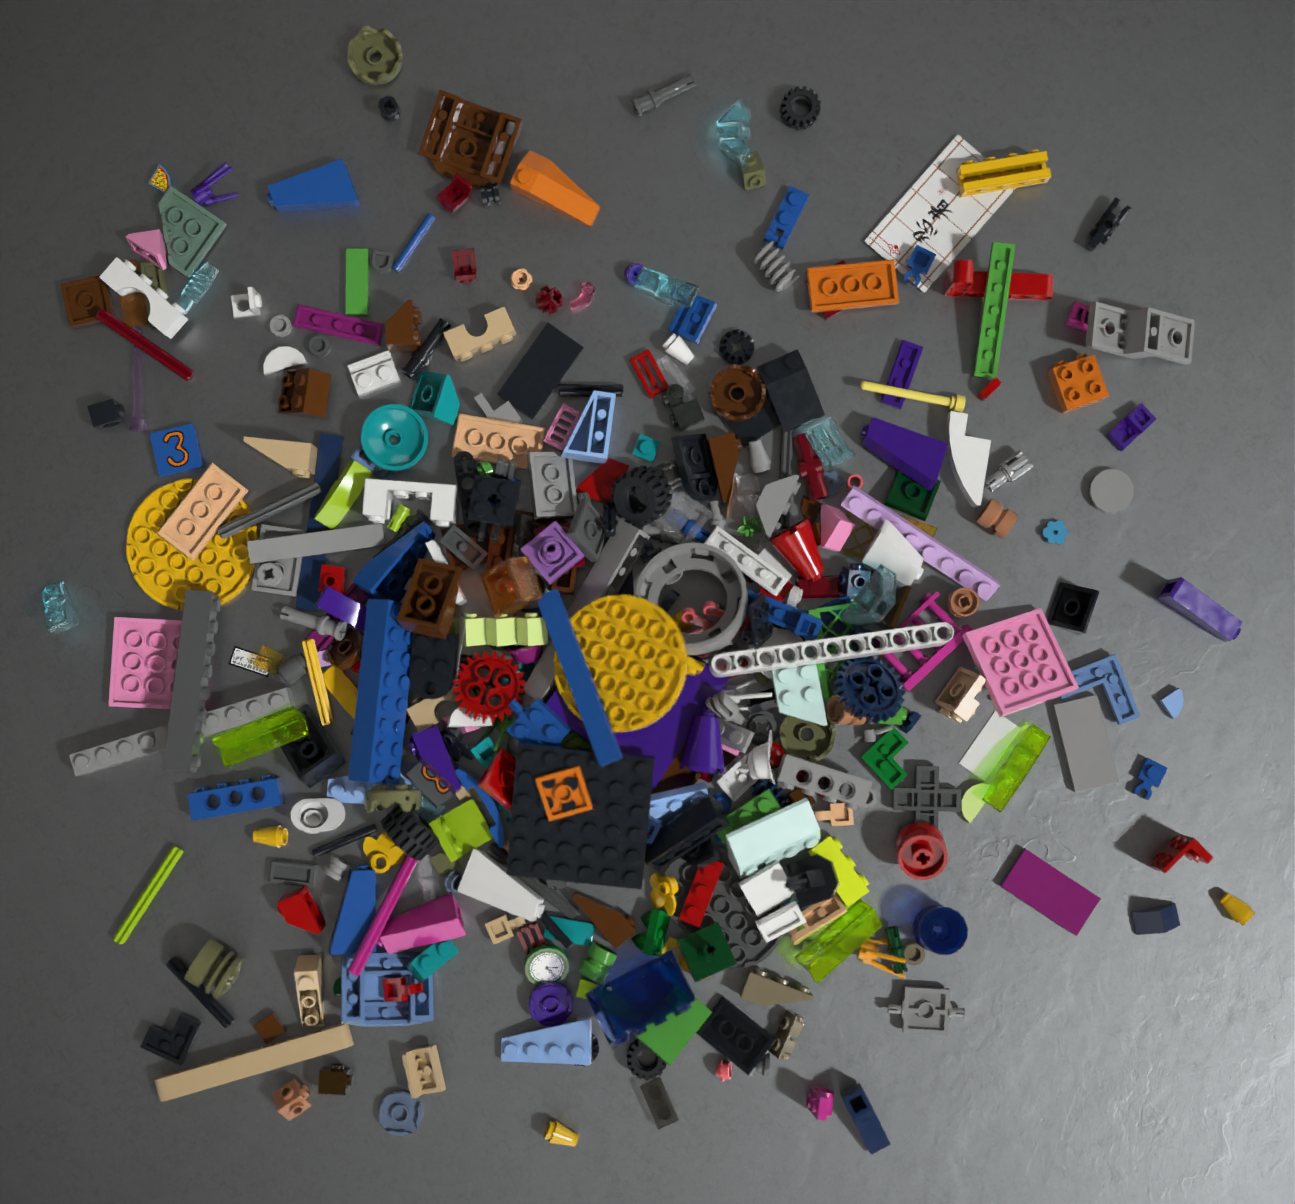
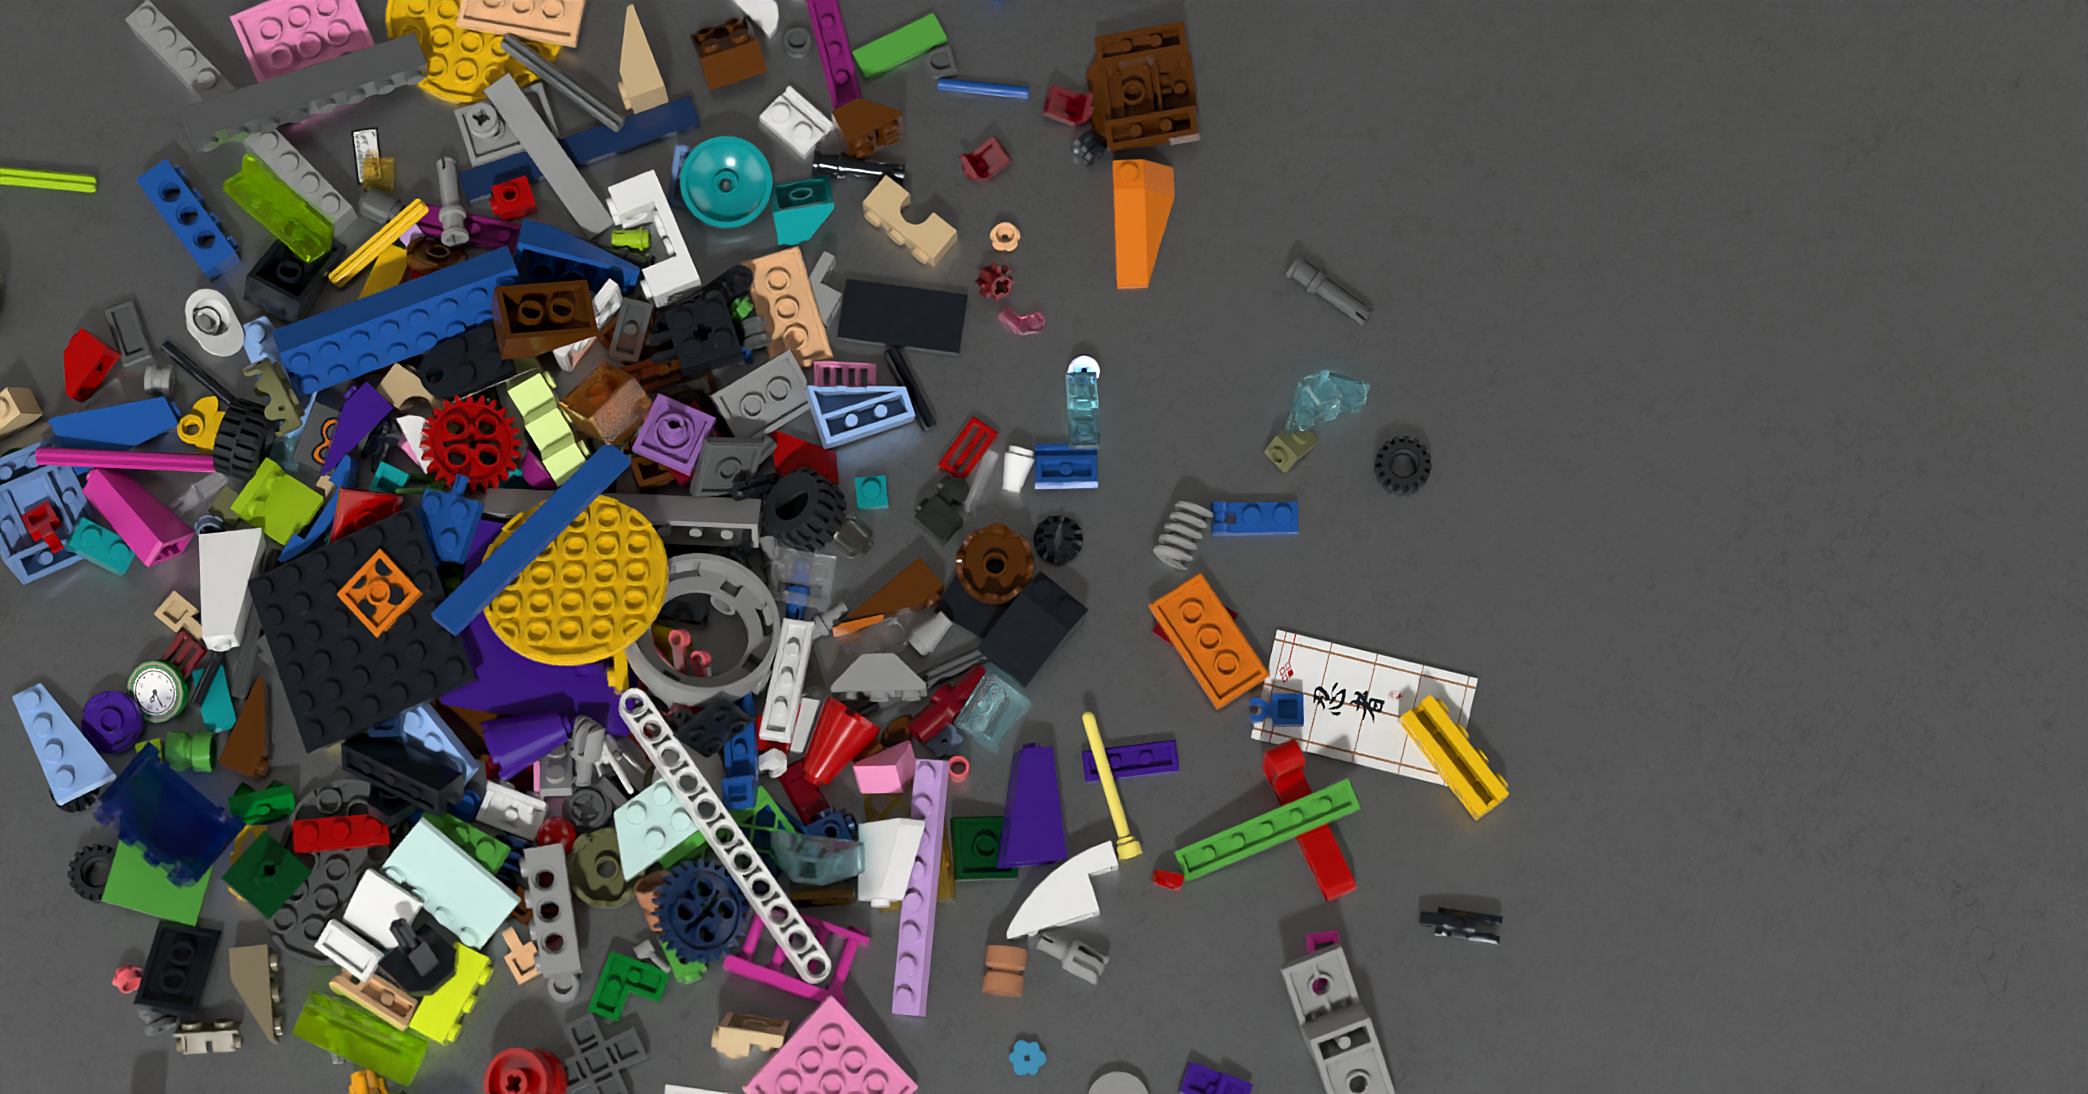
camera: 70 degrees right, 10 degrees down
(273, 836) = (163, 285): yellow cone -> none
(342, 494) = (624, 157): lime slope -> none
(342, 607) = (483, 221): dark purple slope -> none
(659, 1103) = (49, 917): clear smoke plate -> none
(663, 892) = (315, 787): yellow plate -> none
(695, 466) = (876, 558): black plate -> none
(749, 526) = (834, 665): bright green plant -> none
(760, 761) = (539, 816): white piece -> none
(910, 721) = (688, 992): dark blue tile -> none
(962, 602) = (872, 979): nougat wheel -> none
(1078, 382) = (1235, 988): orange brick -> none

